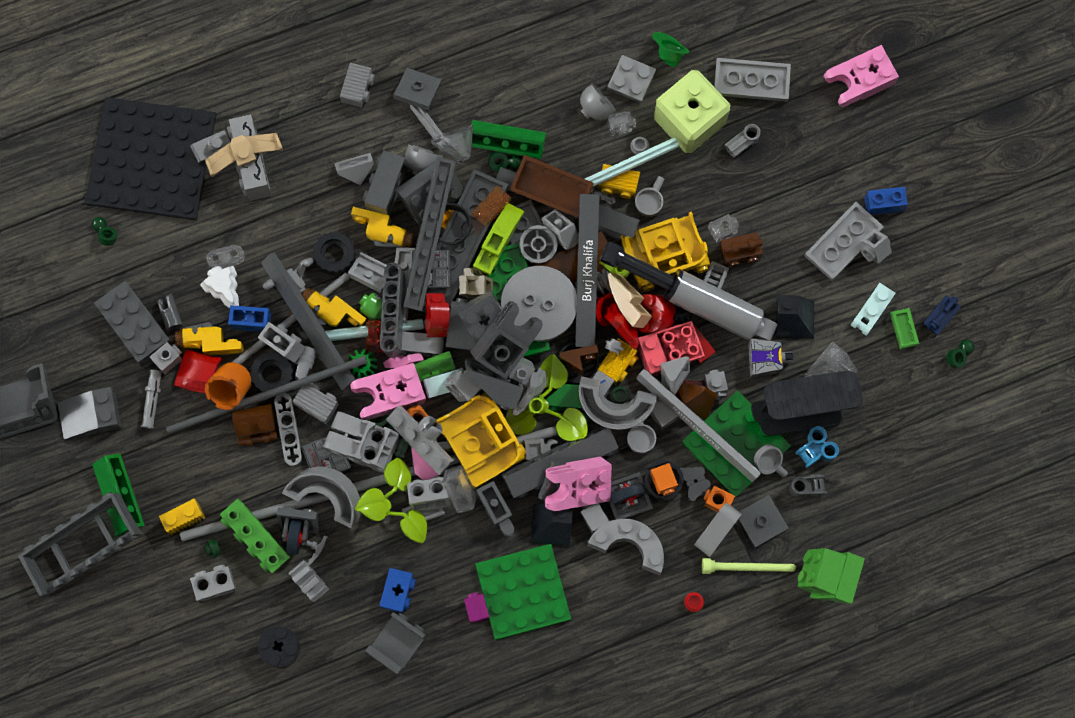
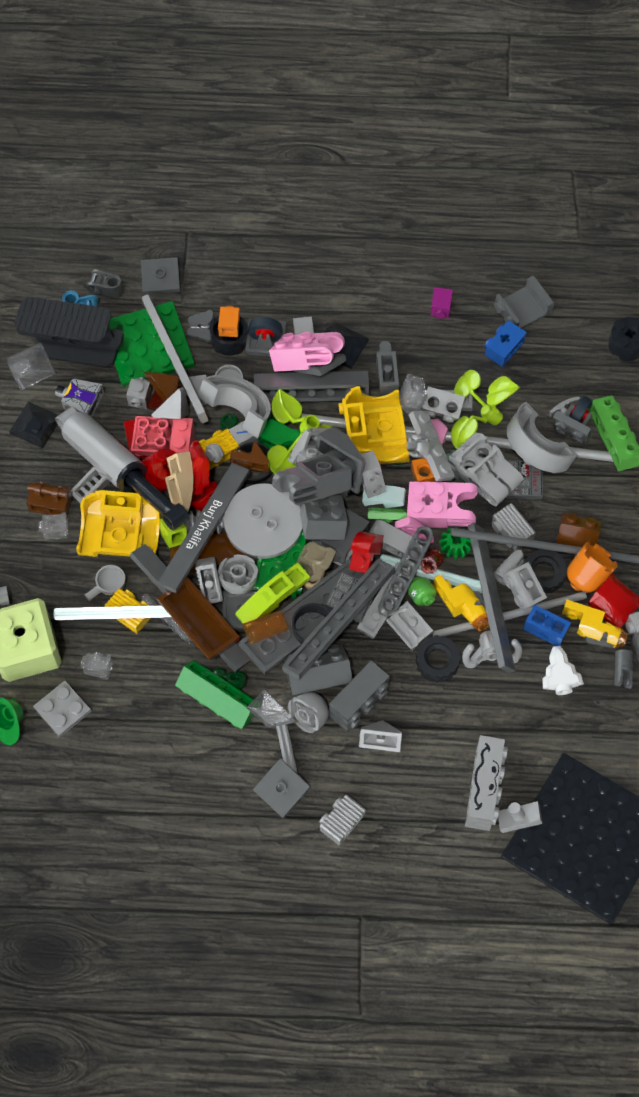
camera: 155 degrees left, 10 degrees down
(225, 258) = (547, 703): clear plate -> none
(242, 151) = (491, 777): tan plate -> none
(286, 430) = (546, 516): light grey beam -> none
(308, 581) = (581, 376): light grey gear -> none
(380, 229) = (383, 656): yellow plate -> none
(523, 591) = (394, 303): green plate -> none
(537, 447) = (324, 408): light grey plate -> none
(595, 104) = (110, 692): light grey cylinder -> none
(632, 532) = (276, 305): light grey brick -> none
(639, 145) = (90, 638): light grey plate -> none
(693, 602) = (252, 238): red plate -> none
(710, 566) = (225, 259): yellowish green piece -> none
(717, 529) = (202, 276): light grey beam -> none
(727, 497) = (186, 296): orange brick -> none
(769, 459) = (127, 310): light grey piece -> none
(830, 575) = (127, 200): bright green piece -> none

